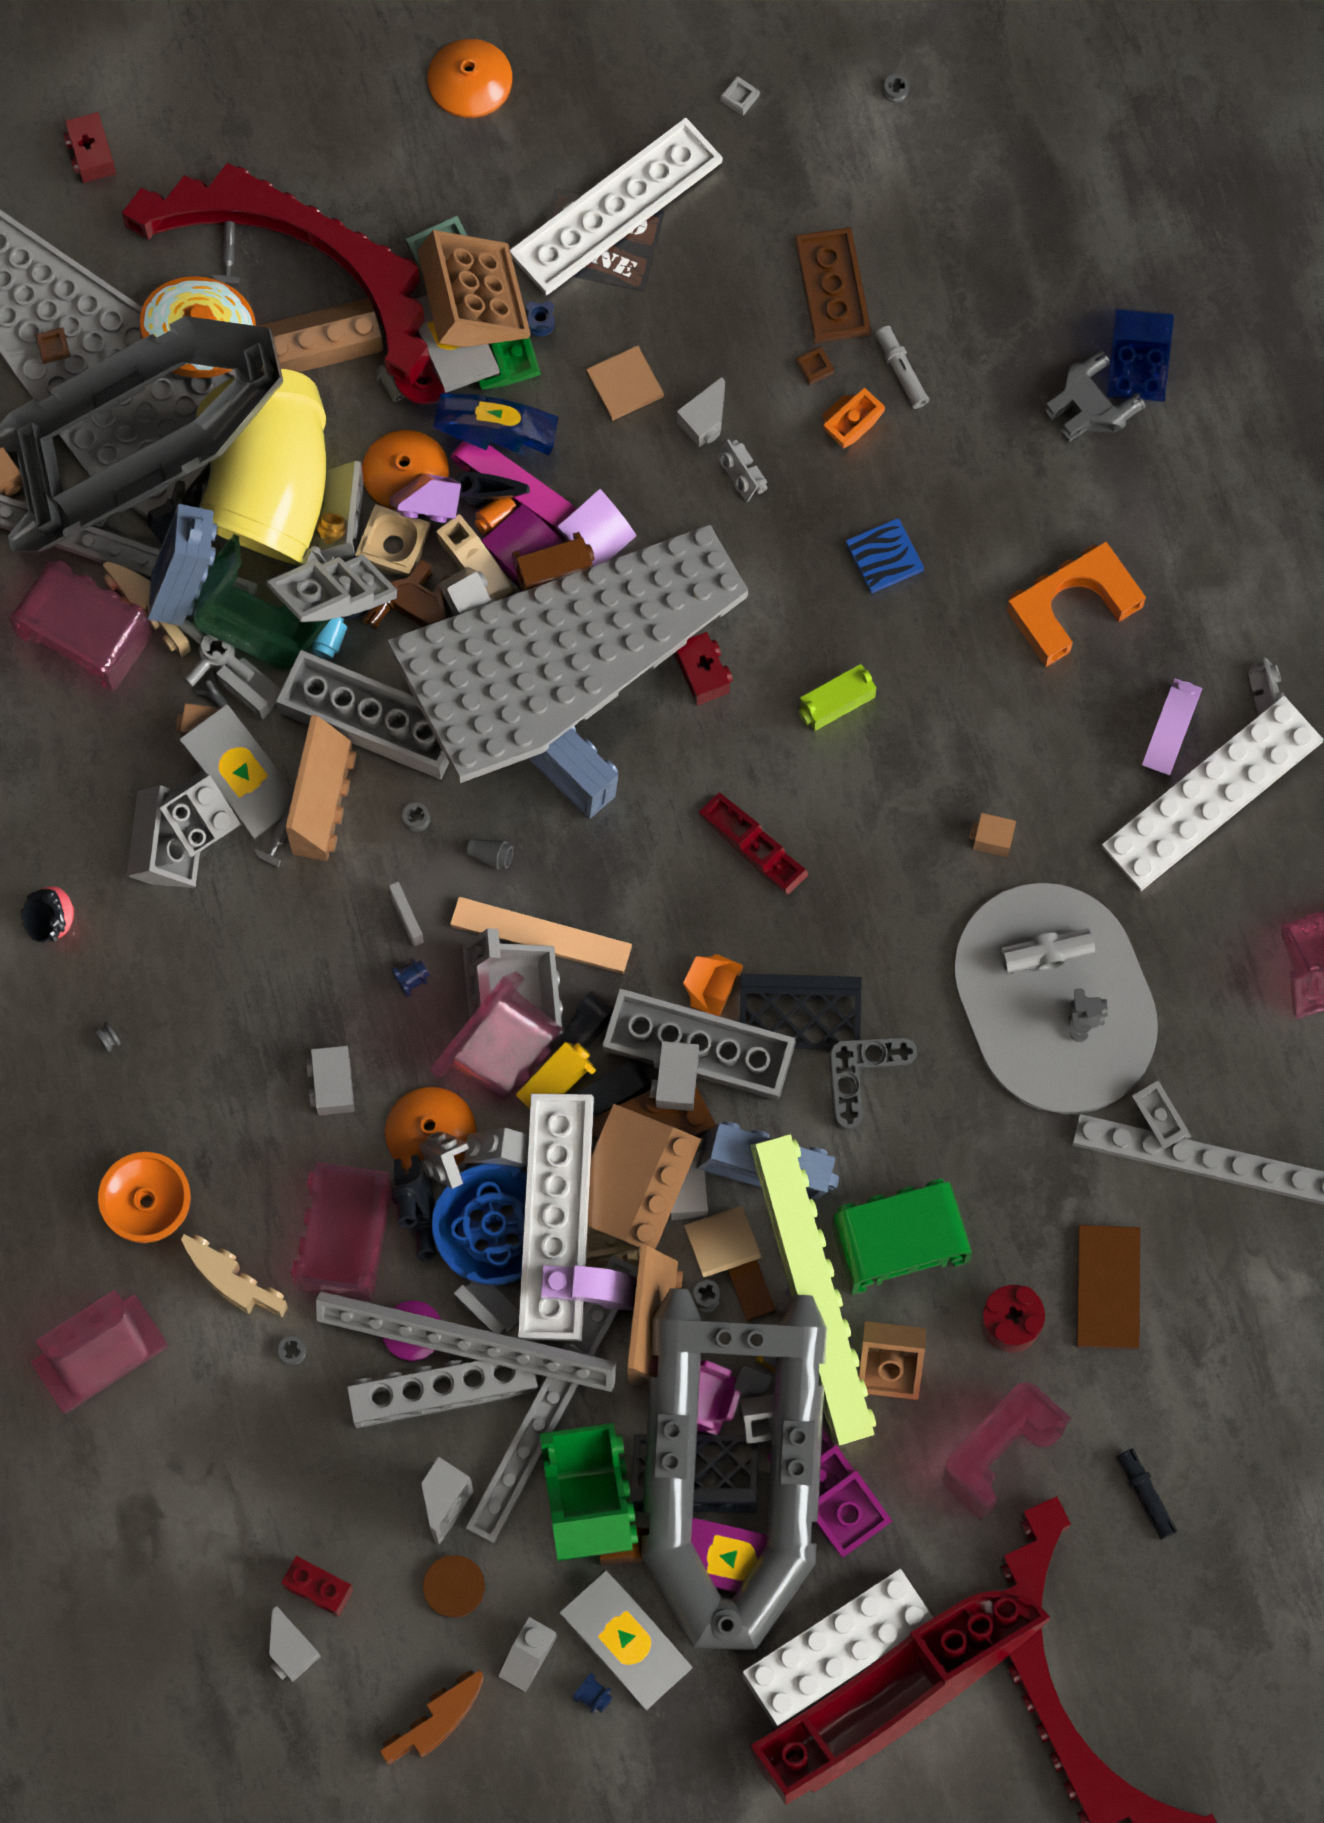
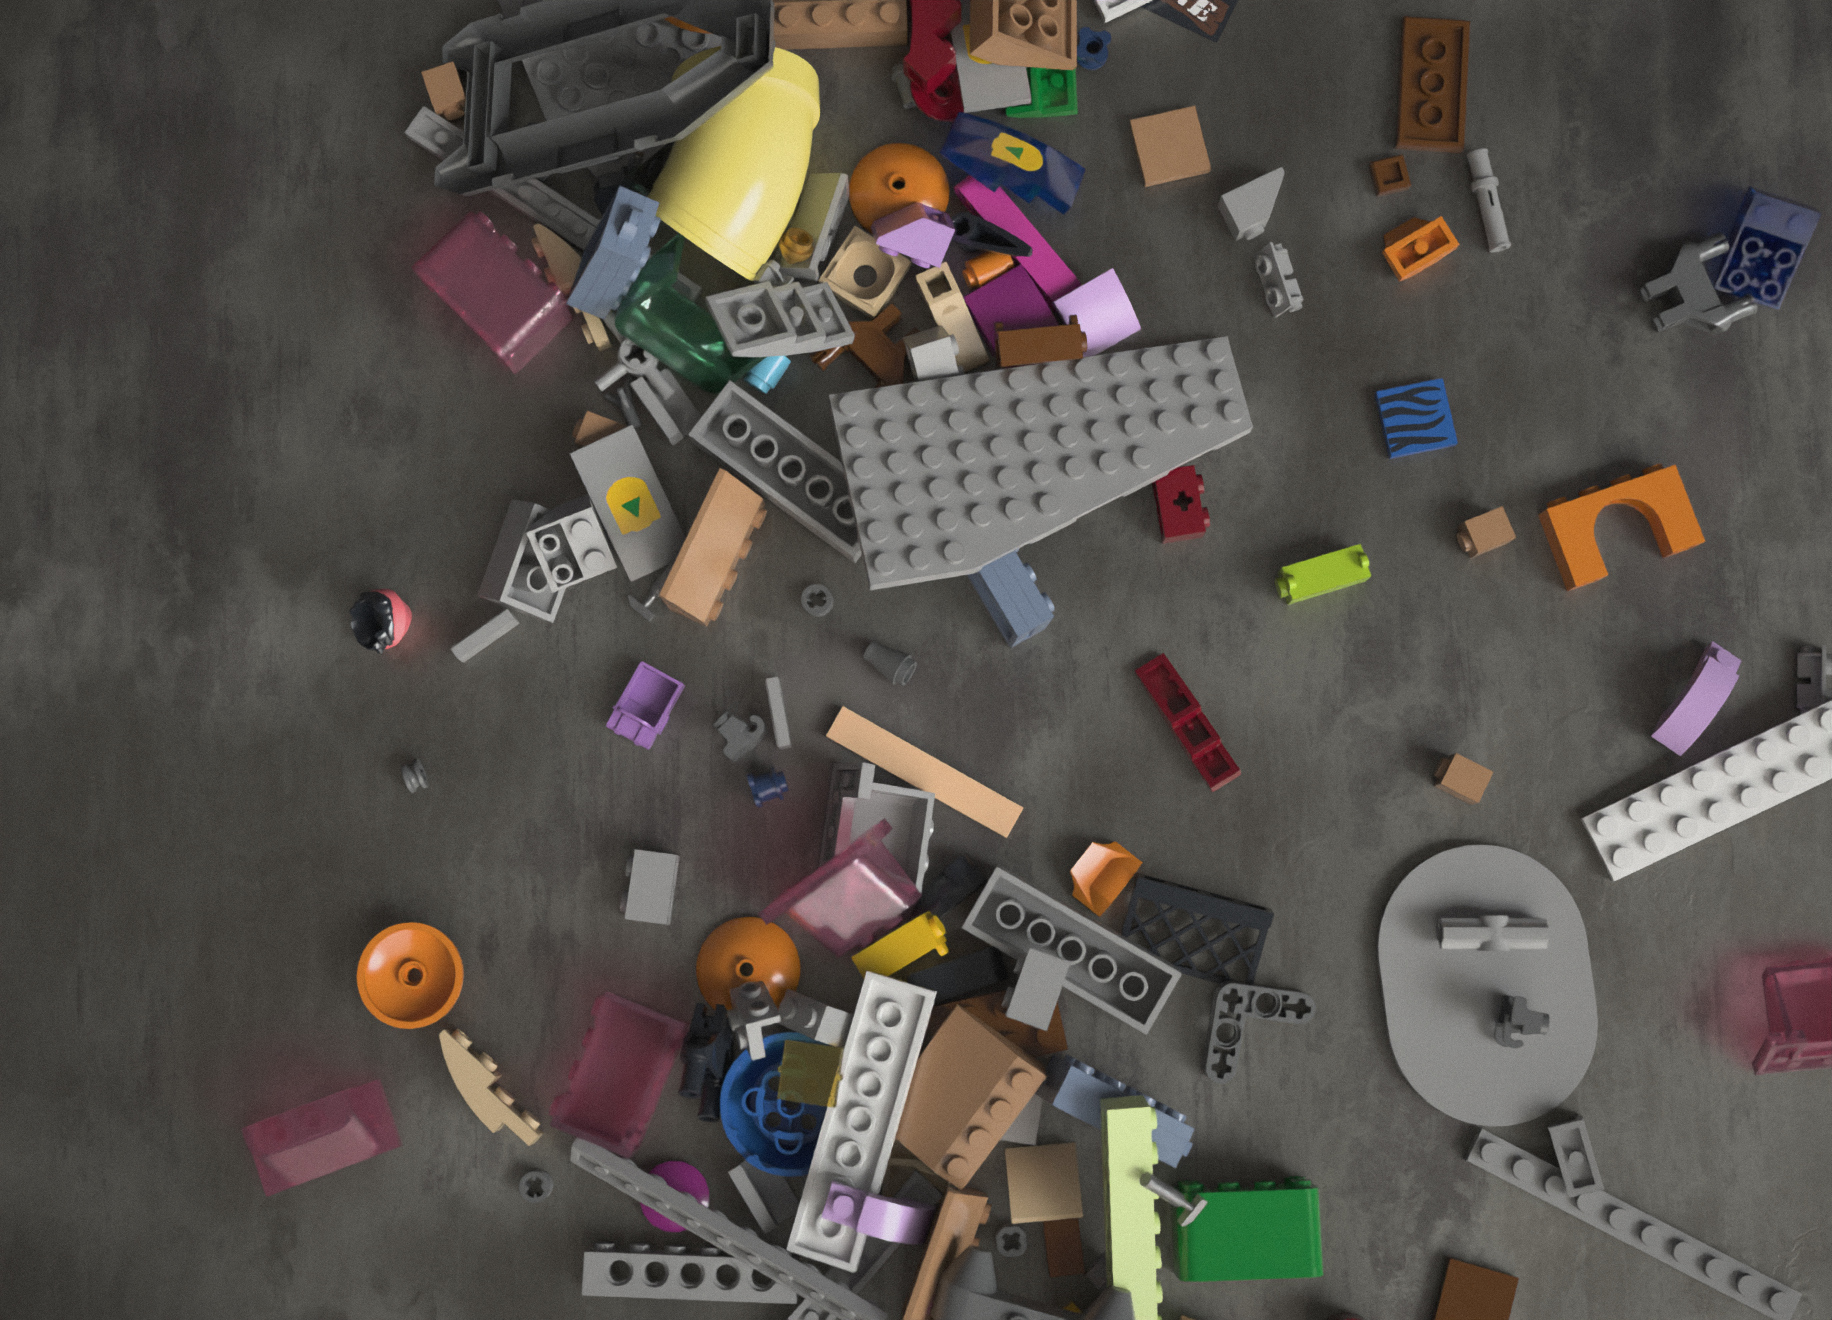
camera: 15 degrees right, 10 degrees up
(140, 908) = (484, 635): none -> light grey tile
(291, 934) = (645, 705): none -> medium lavender piece
(375, 938) = (739, 735): none -> dark grey piece
(504, 1190) = (810, 1073): none -> clear yellow piece
(829, 1209) = (1174, 1197): none -> flat silver piece
(964, 633) = (1485, 532): none -> medium nougat brick

